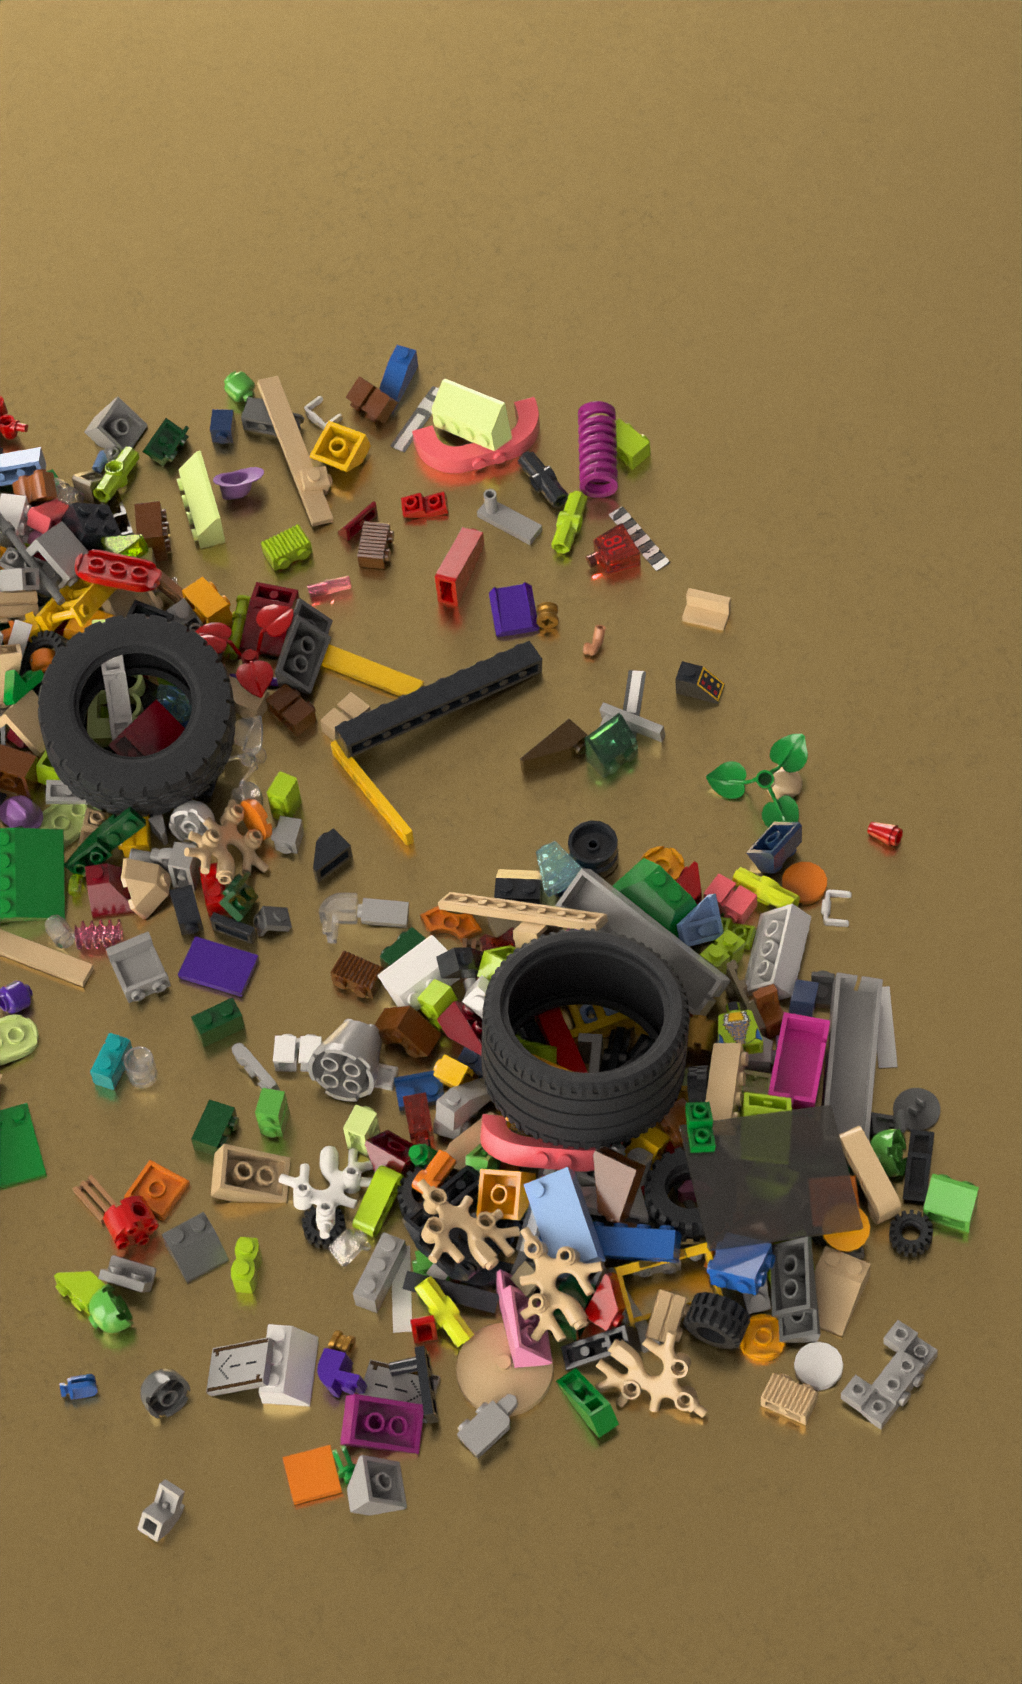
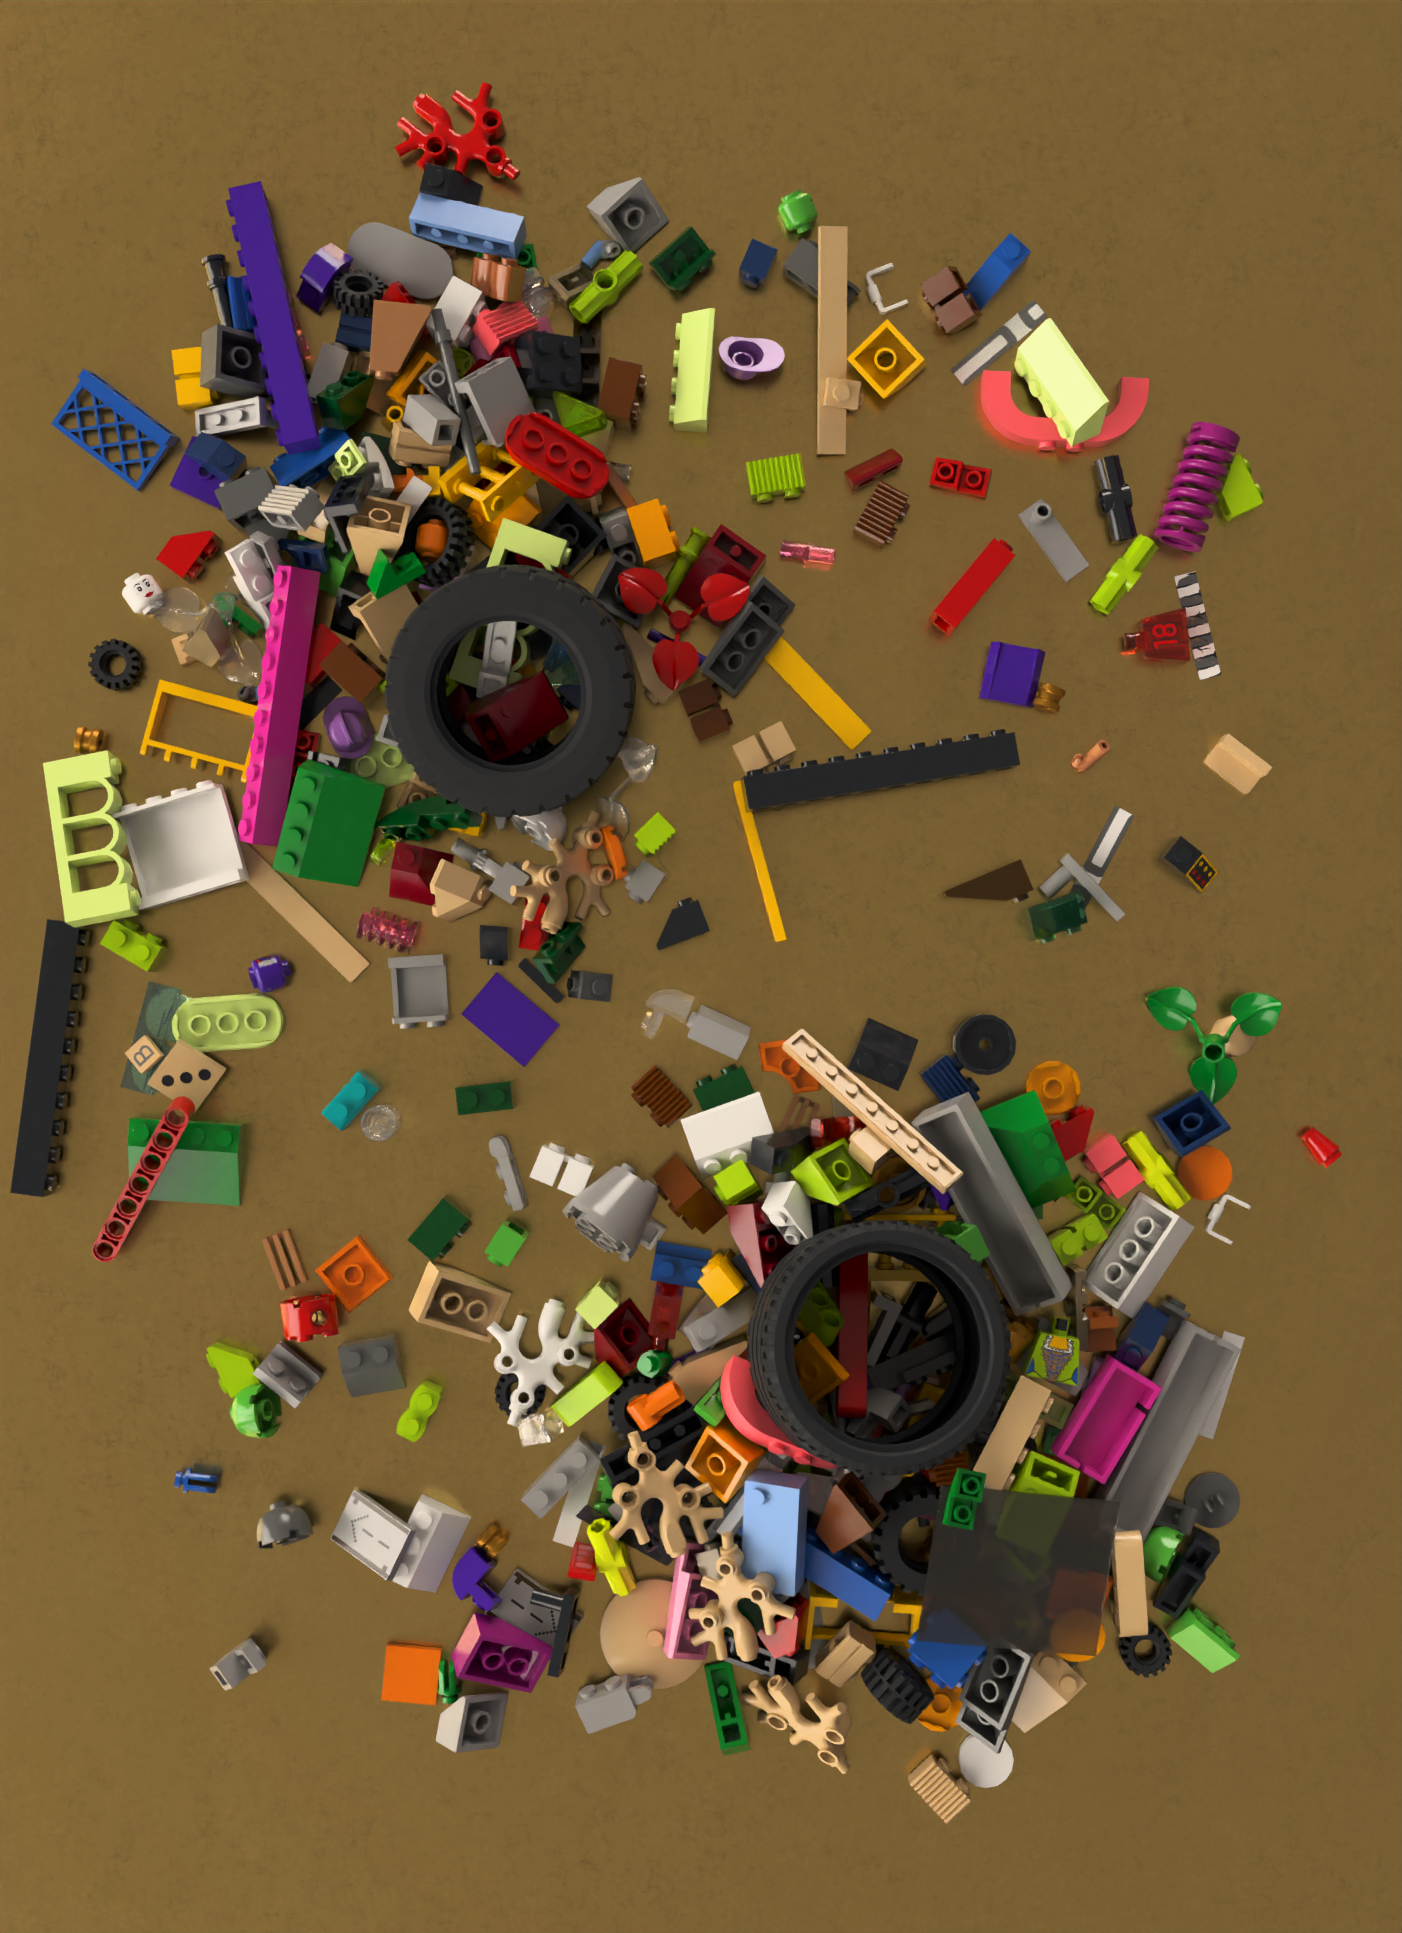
camera: 10 degrees right, 30 degrees up
(59, 931) = (345, 906): clear brick -> none
(556, 868) = (933, 1058): clear light blue wing -> none
(701, 923) = (1068, 1200): medium blue wing -> none
(897, 1379) = (1060, 1811): light grey bracket -> none

